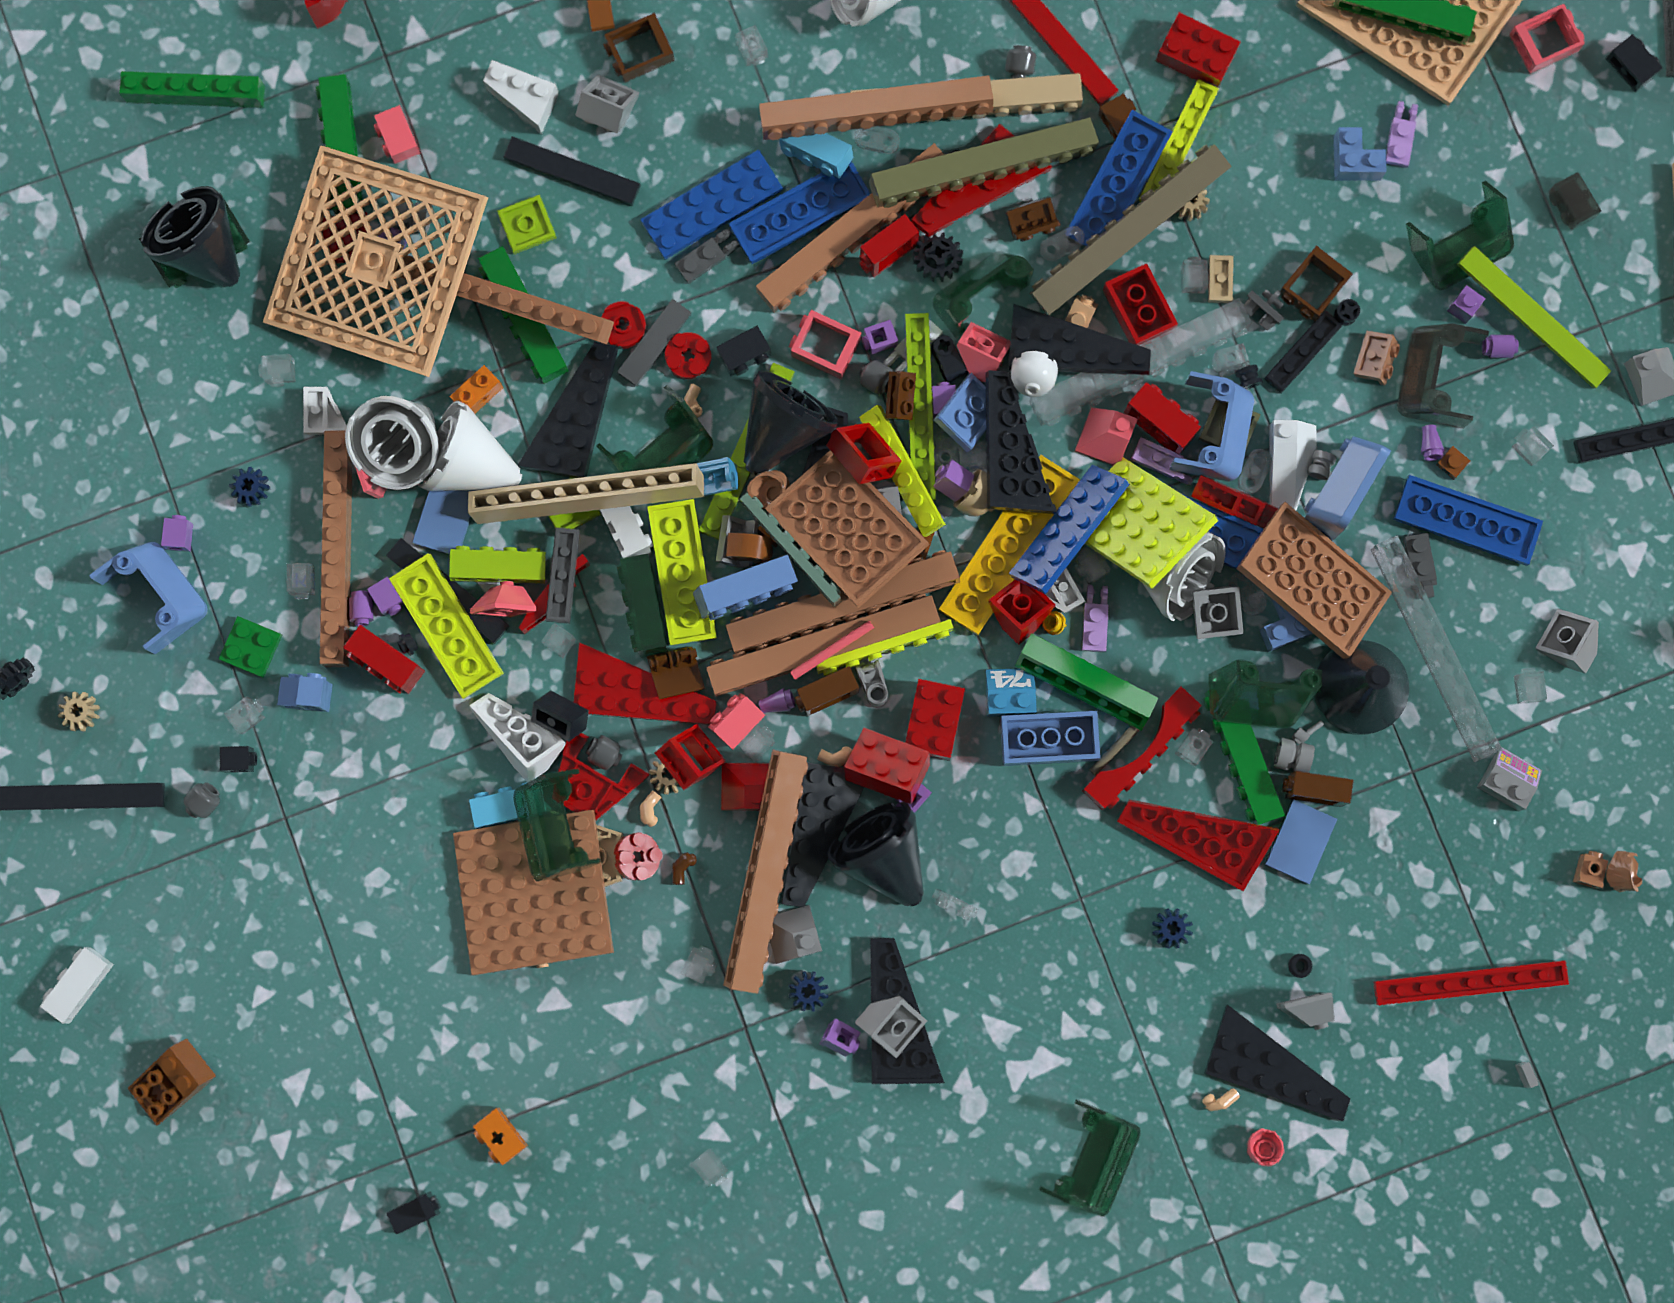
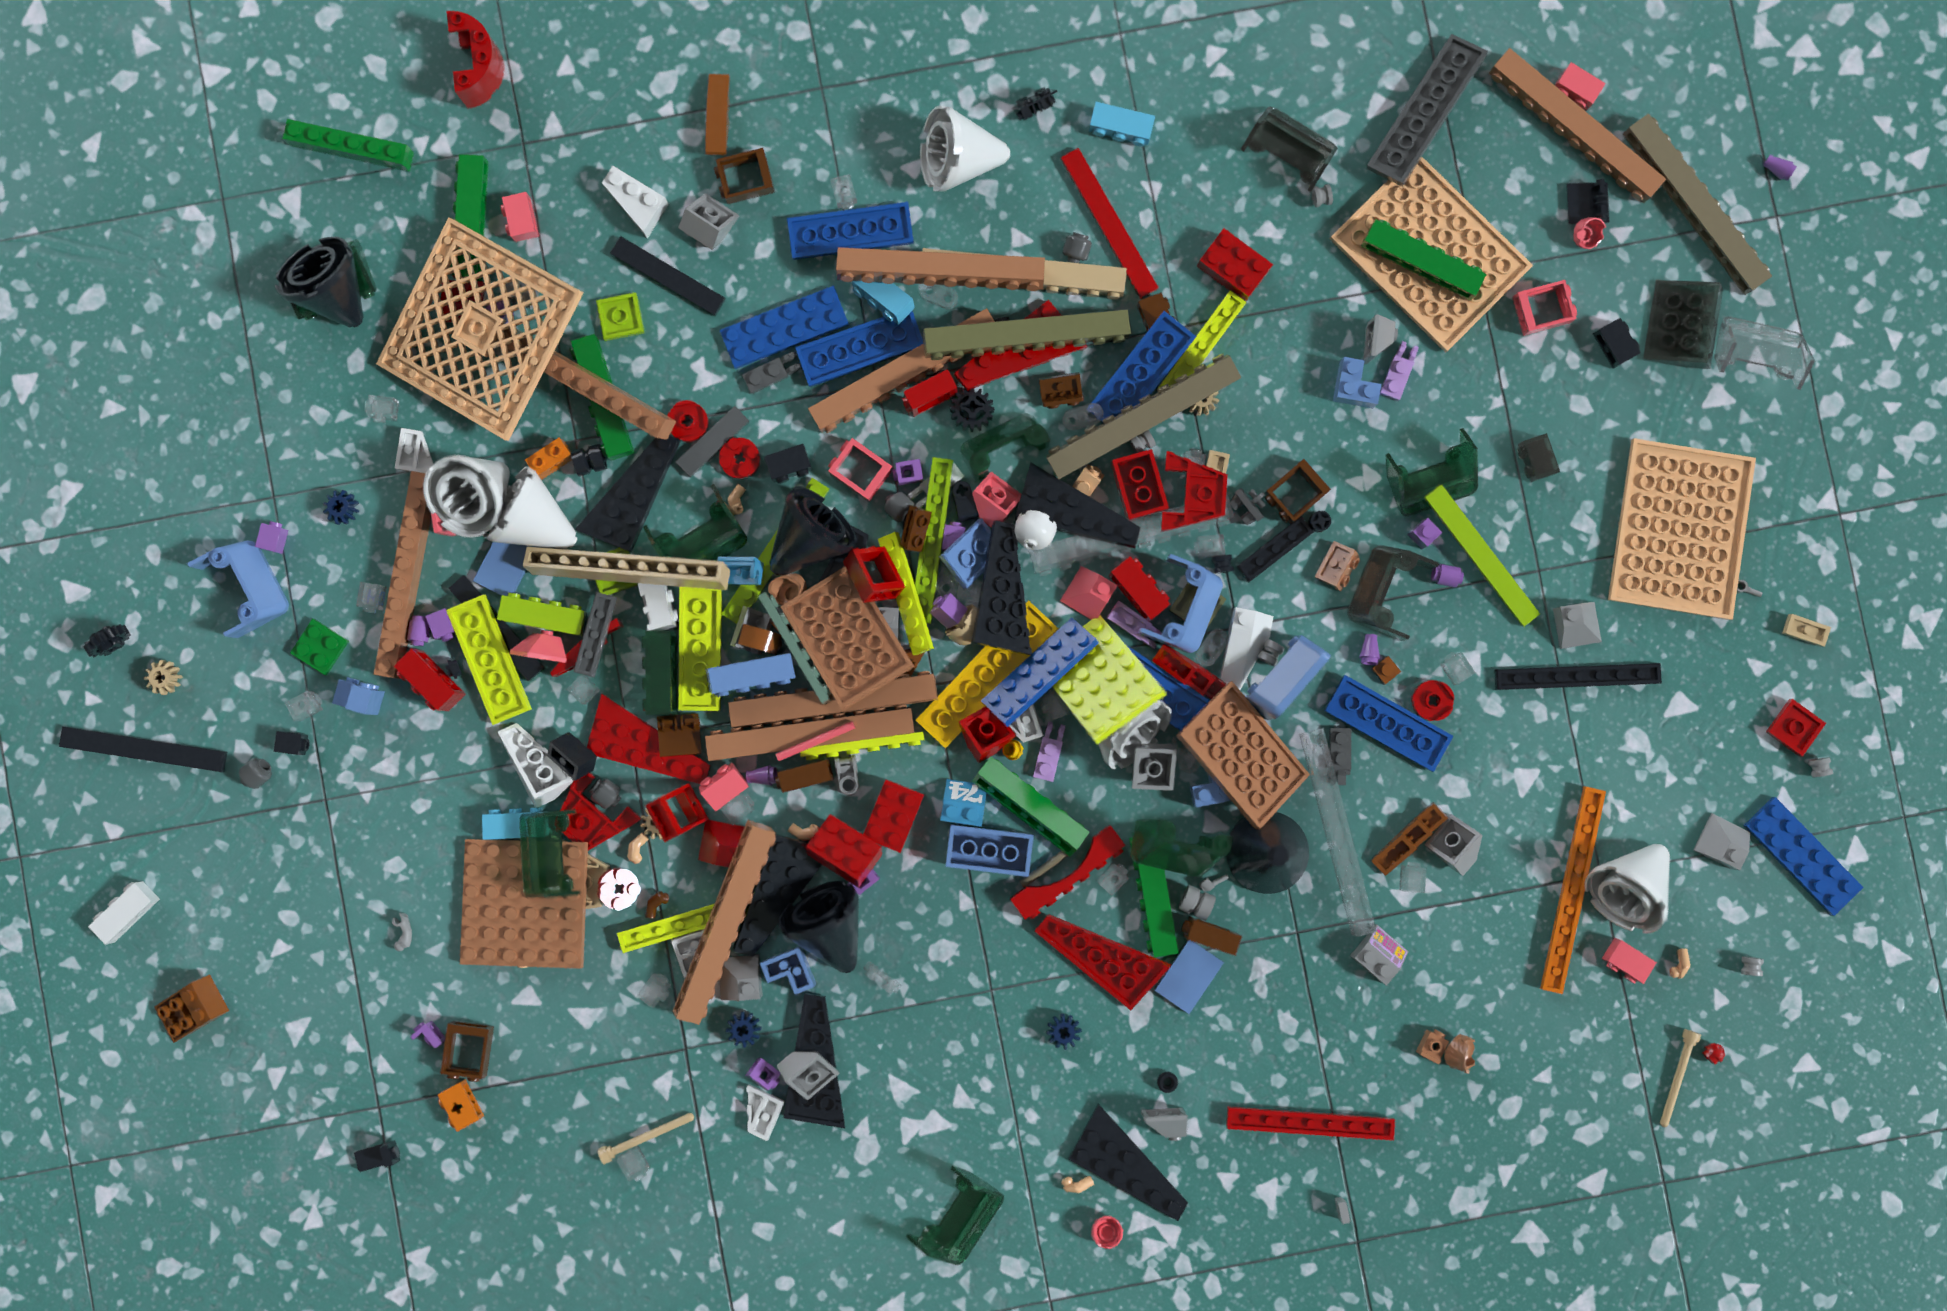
camera: 10 degrees right, 5 degrees up
(404, 957) = (406, 937): none -> light grey piece
(454, 1061) = (431, 1033): none -> medium lavender bracket
(487, 1100) = (457, 1027): none -> reddish brown window
(512, 389) = (582, 463): none -> black wheel
(679, 1161) = (606, 1153): none -> tan piece
(698, 893) = (664, 929): none -> neon yellow plate
(726, 912) = (685, 949): none -> white wing
(787, 78) = (853, 228): none -> blue plate
(847, 1082) = (762, 1112): none -> white wing
(849, 906) = (794, 965): none -> medium blue brick
(1133, 258) = (1142, 441): none -> light grey wheel
(1213, 300) = (1203, 493): none -> red wing
(1372, 100) = (1379, 336): none -> light grey slope
(1517, 644) = (1409, 838): none -> dark orange slope
(1525, 485) = (1444, 702): none -> red plate

